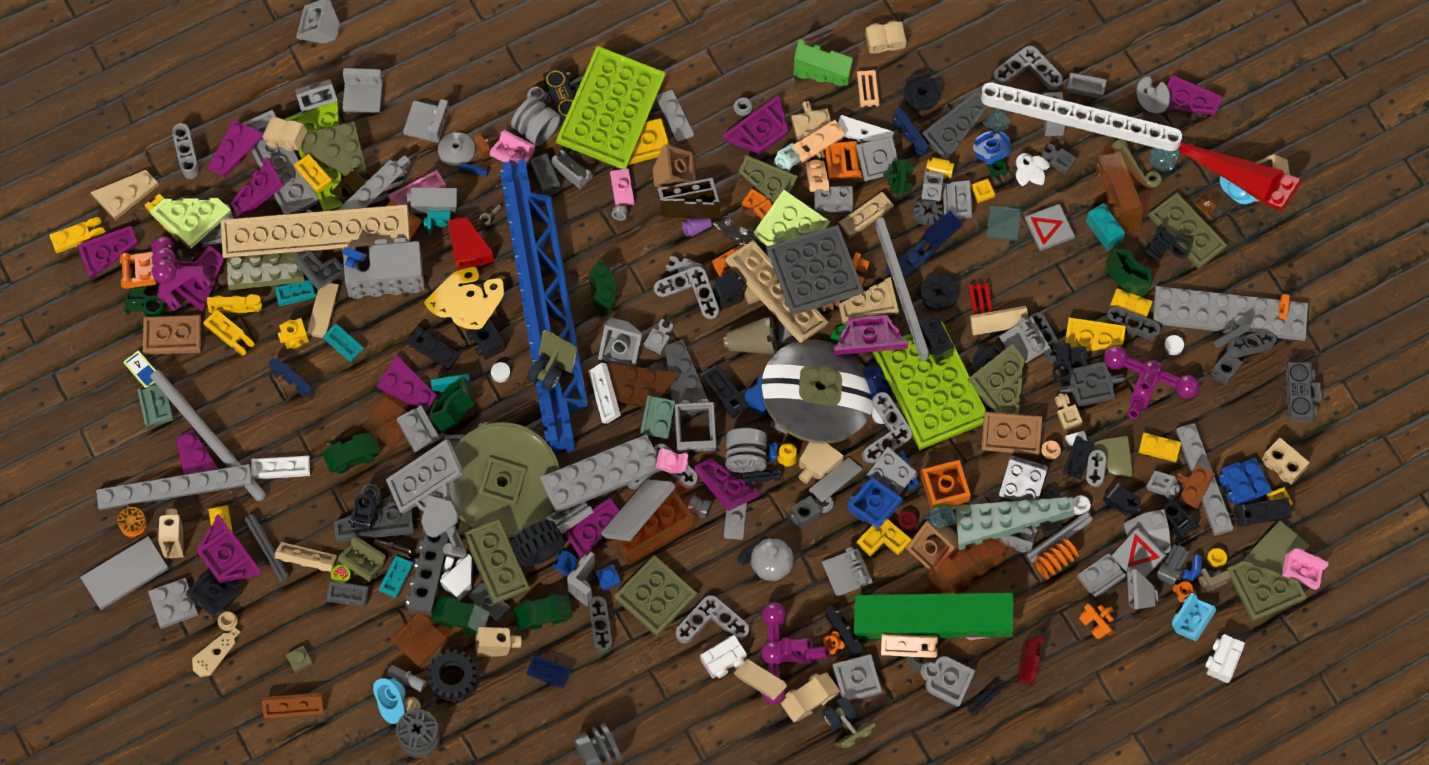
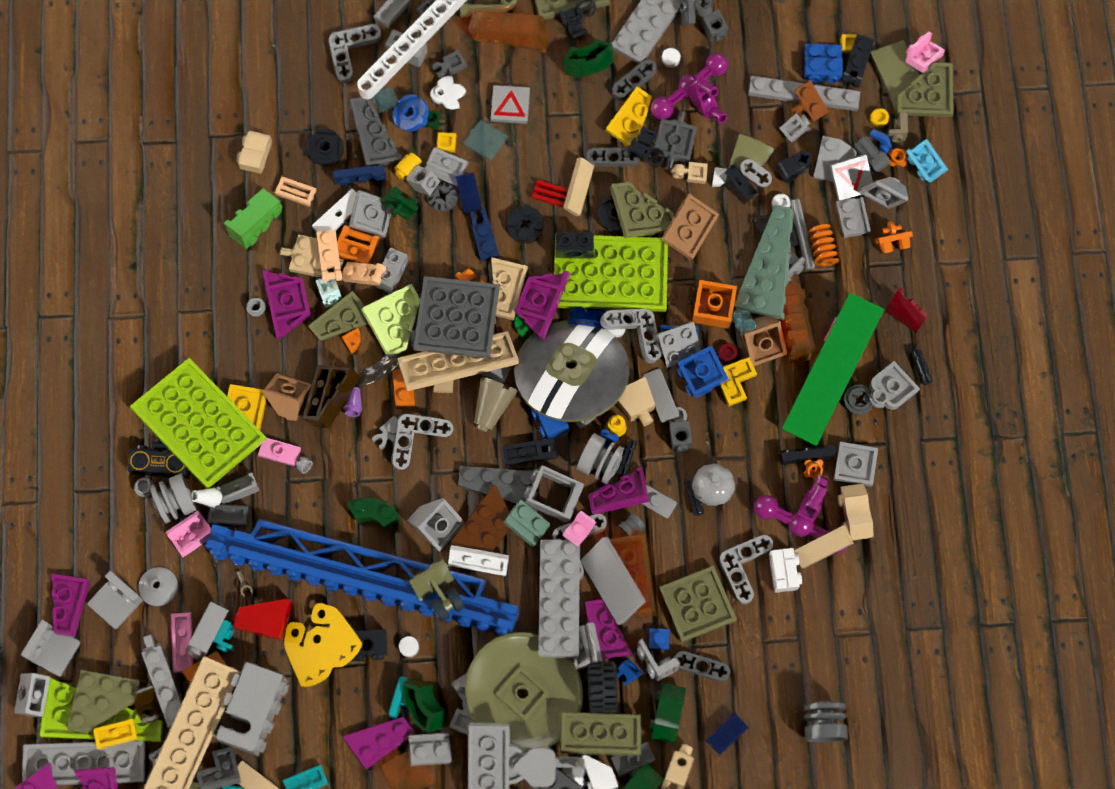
camera: 65 degrees left, 5 degrees up
(284, 134) = (59, 743): tan brick -> none
(353, 256) = (232, 730): blue tile -> none
(410, 85) = (68, 599): none -> magenta wing
(433, 348) = (353, 699): black plate -> none
(473, 169) = (188, 579): blue piece -> none
(483, 146) = (170, 559): dark orange plate -> none
(548, 145) = (208, 497): none -> white cone
(658, 339) = (447, 488): light grey plate -> none
(674, 116) = (232, 371): light grey piece -> none
(728, 290) = (435, 401): black brick -> none
(762, 209) = (368, 336): orange tile -> none
(843, 714) = (909, 489): plate -> none
(847, 572) = (752, 426): light grey hinge -> none
(865, 215) = (418, 251): tan tile -> none
(902, 290) = (511, 252): light grey tile -> none
(909, 645) = (850, 404): light nougat plate -> none
(1023, 479) = (737, 237): bracket -> none
(1026, 339) = (606, 172): light grey hinge -> none
(1050, 450) = (719, 202): light nougat plate -> none
(1105, 227) = (535, 58): teal brick -> none
(1131, 302) = (614, 73): yellow plate -> none
(1159, 447) = (758, 114): yellow plate -> none
(1179, 521) = (835, 129): black piece -> none
(1225, 658) = (973, 154): white brick -> none
(1289, 457) = (818, 17): tan brick -> none

